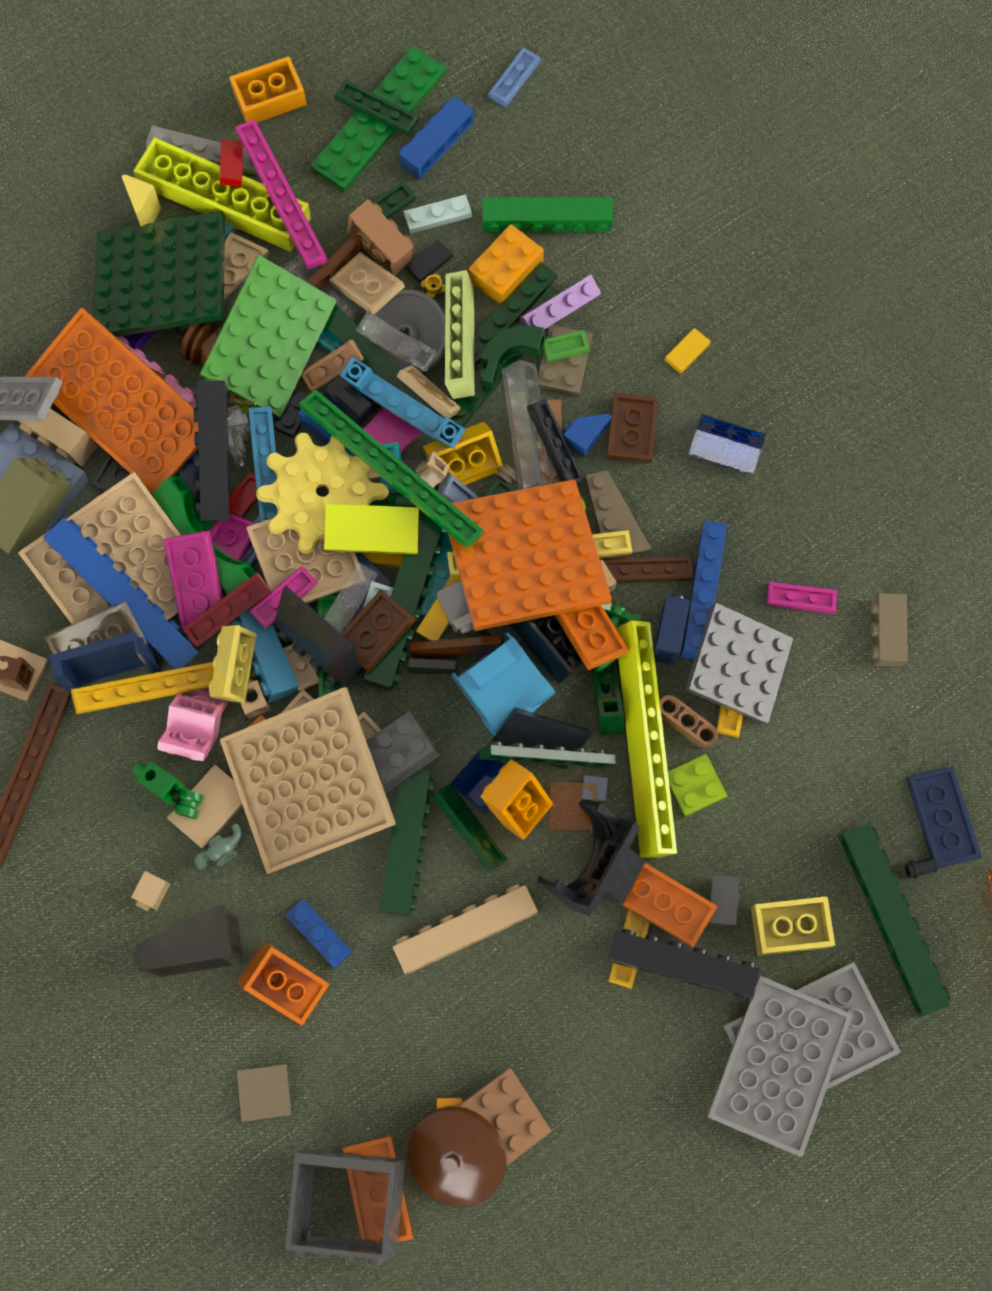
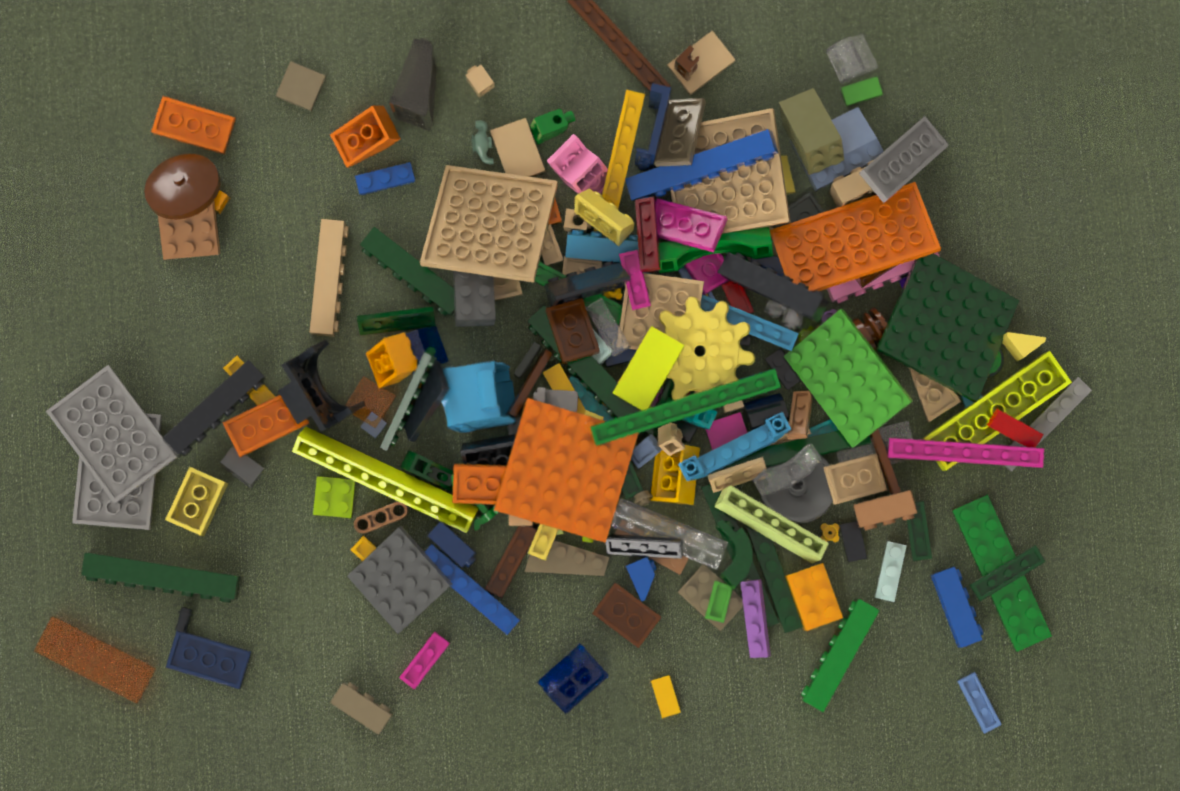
camera: 120 degrees right, 10 degrees up
(189, 801) = (524, 137): green wheel -> none
(268, 90) = (1070, 495): light orange brick -> none
(298, 1227) = (175, 75): dark grey window -> none

